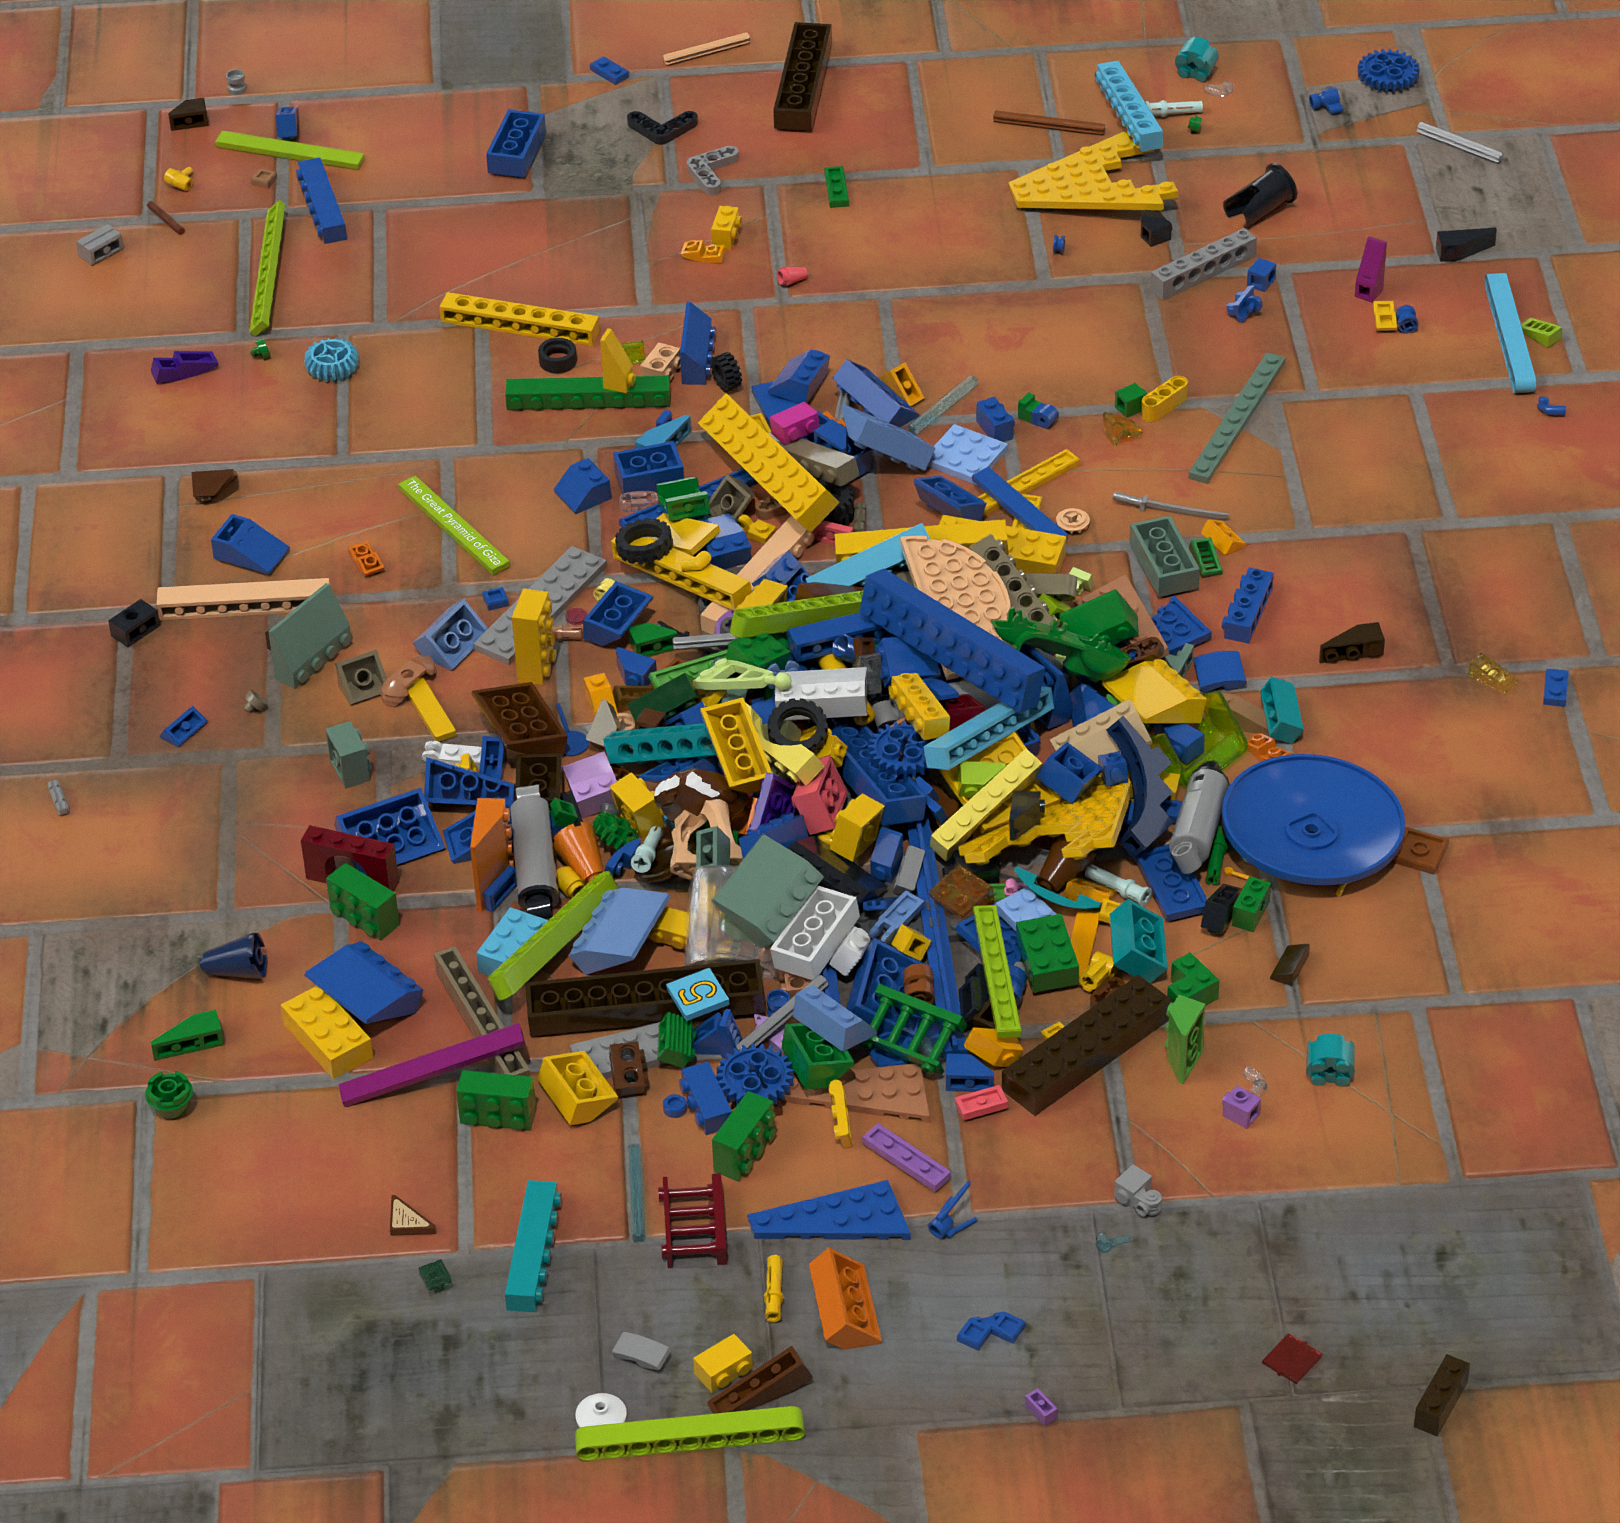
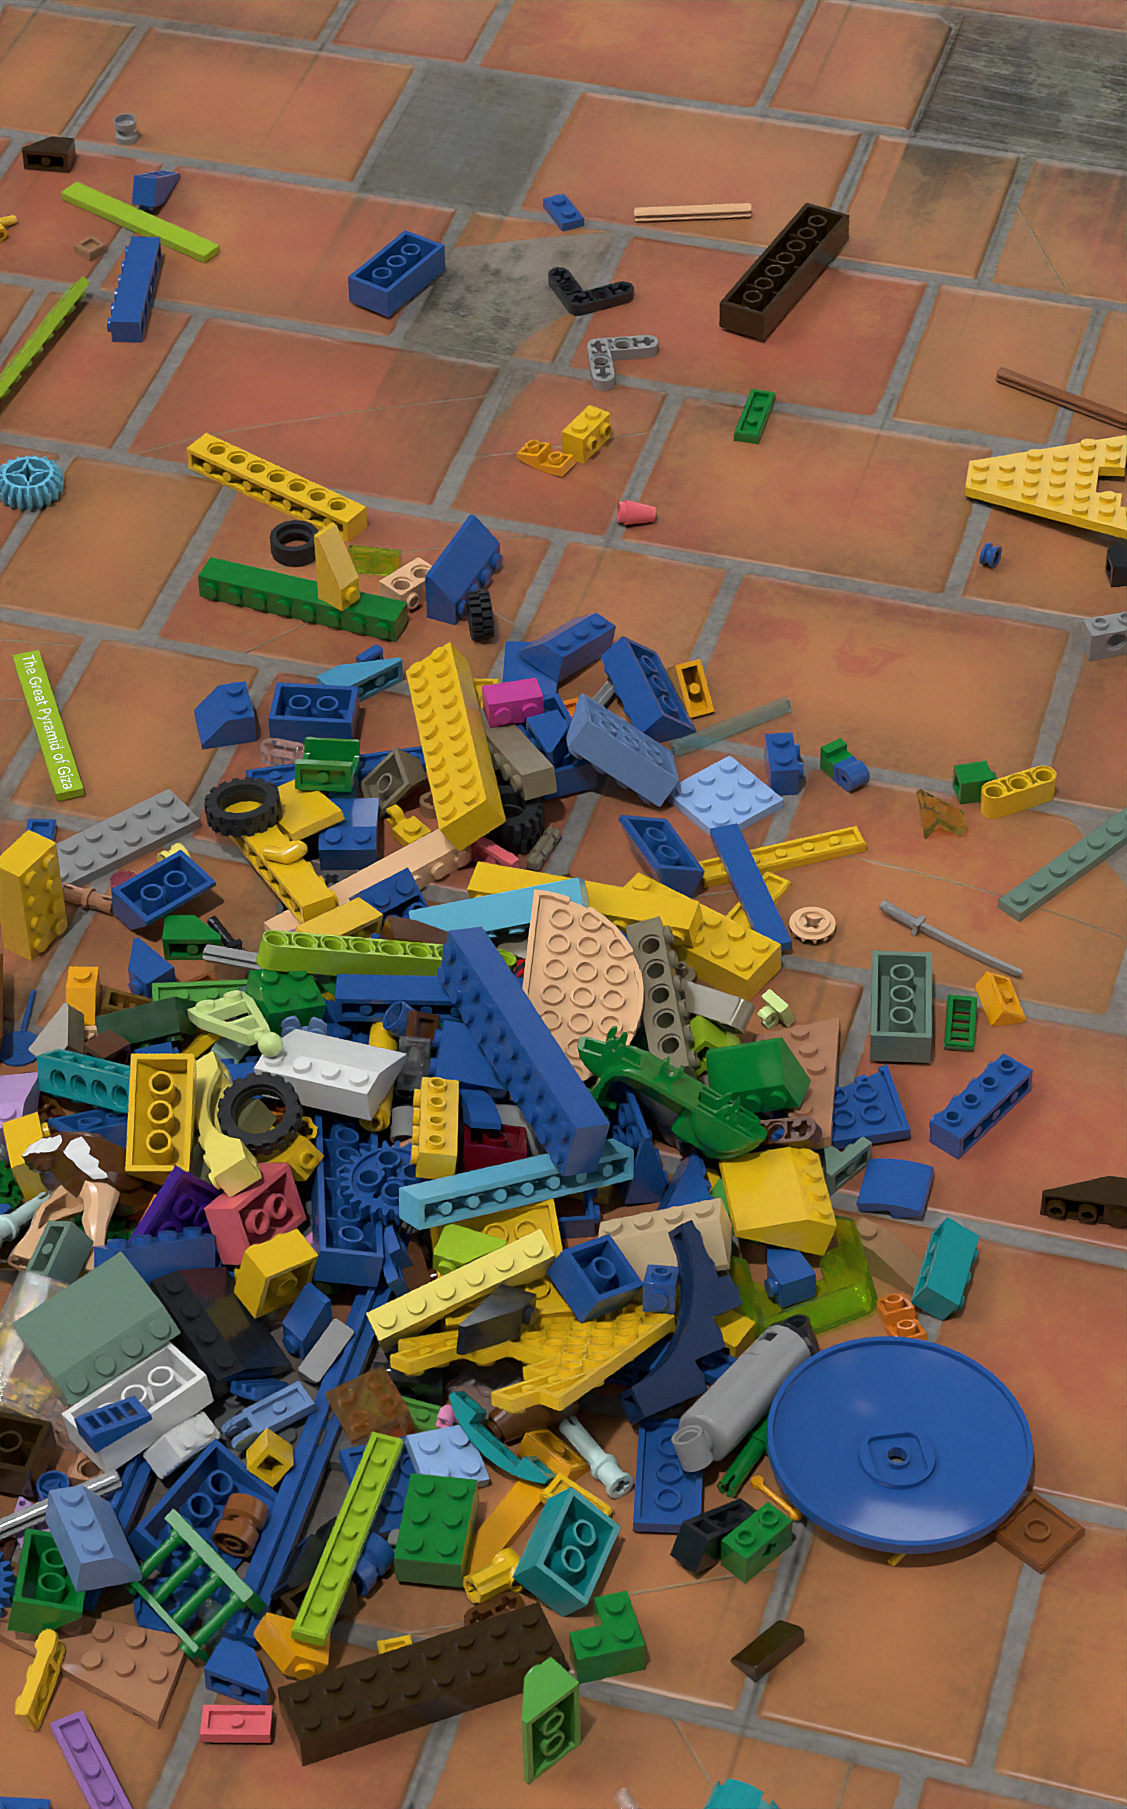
camera: 20 degrees right, 0 degrees up
(808, 954) = (94, 1428): none -> blue slope

